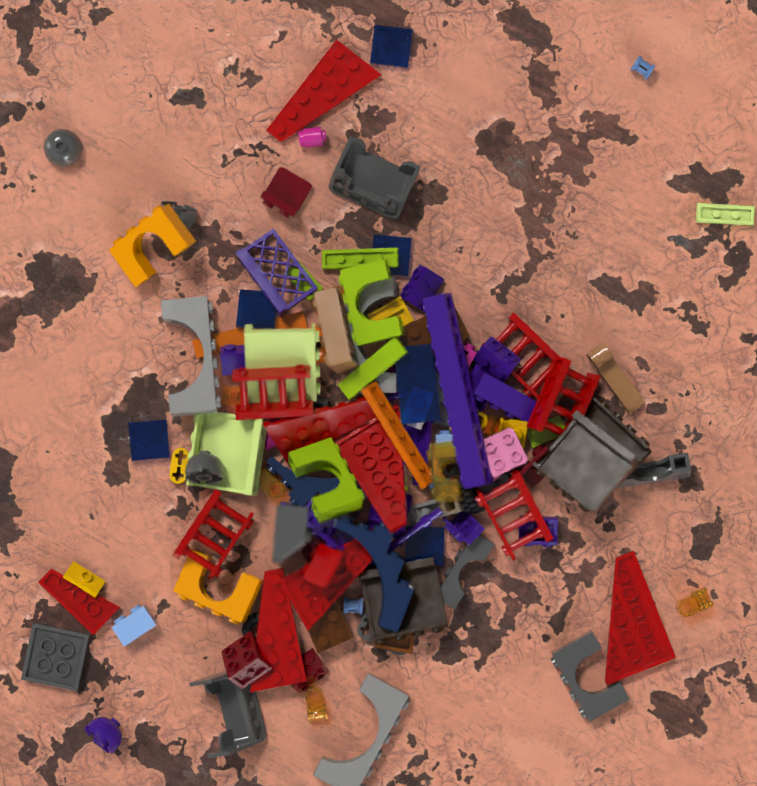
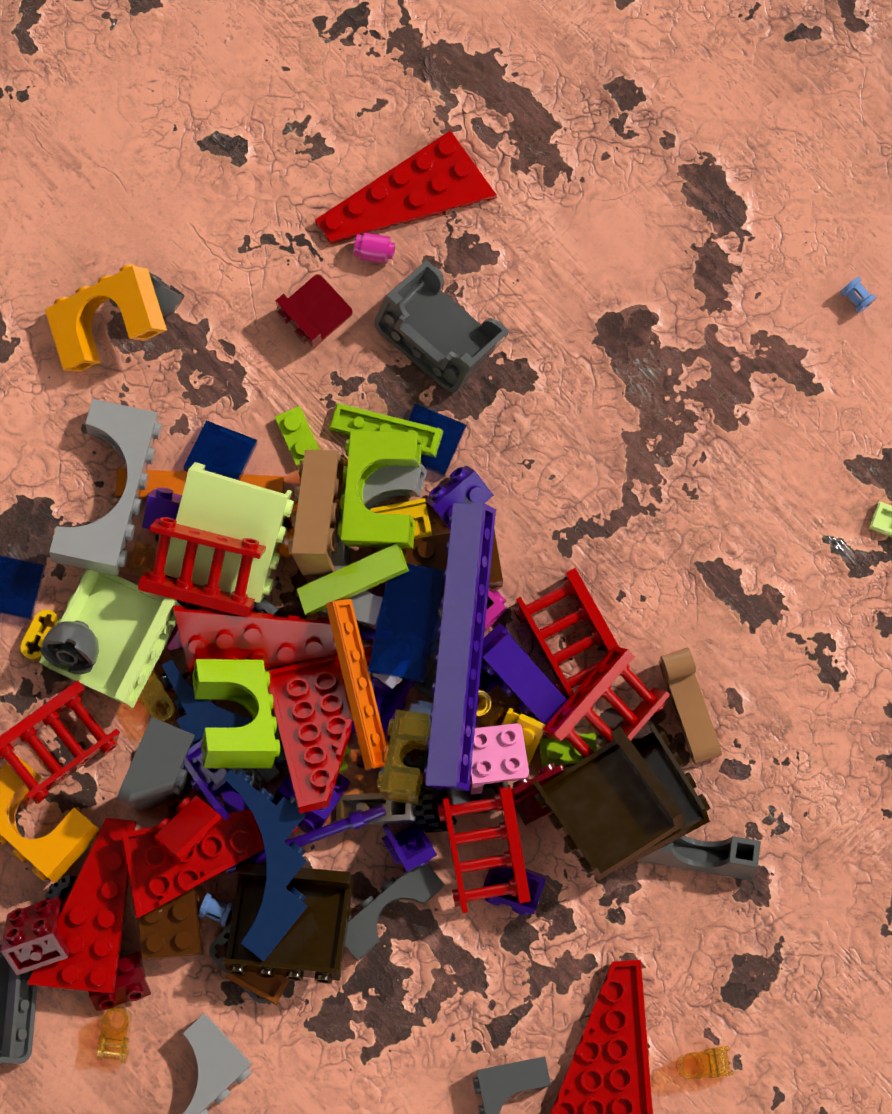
camera: 25 degrees right, 10 degrees down
(62, 148) = (32, 158): dark grey cylinder -> none
(263, 282) = (240, 412): dark purple fence -> none
(391, 46) = (521, 163): clear blue tile -> none
(426, 544) = (351, 853): clear blue tile -> none
(497, 359) = (530, 624): dark purple bracket -> none

